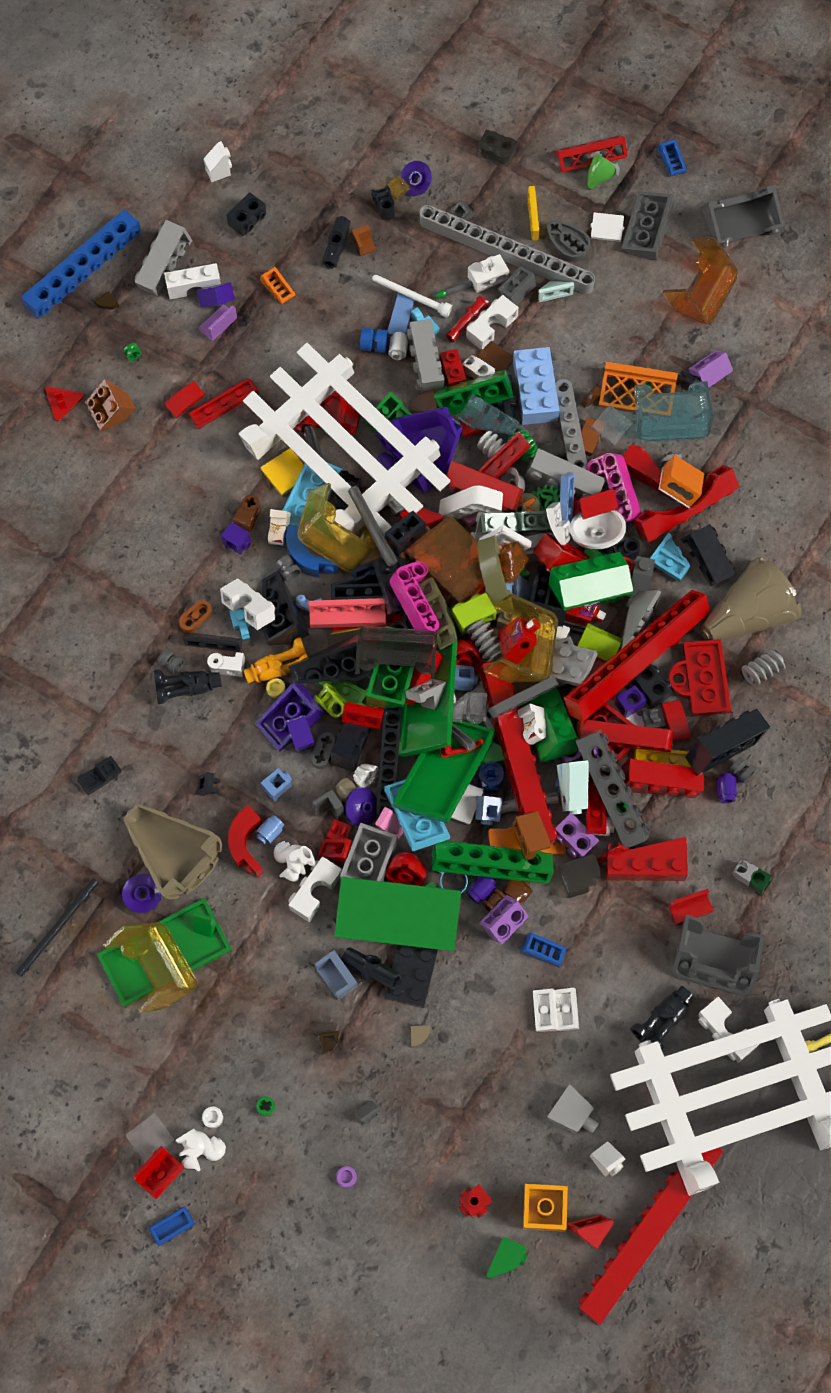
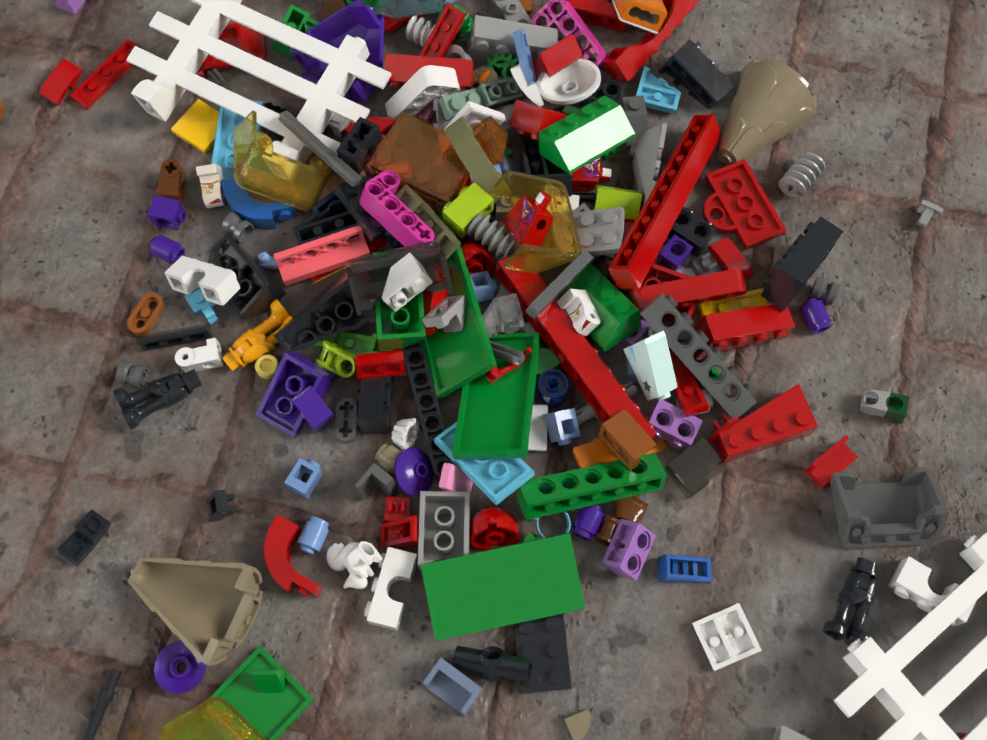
camera: 20 degrees left, 0 degrees up
(227, 568) = (166, 249): none -> dark purple brick
(401, 658) = (404, 282): none -> white slope

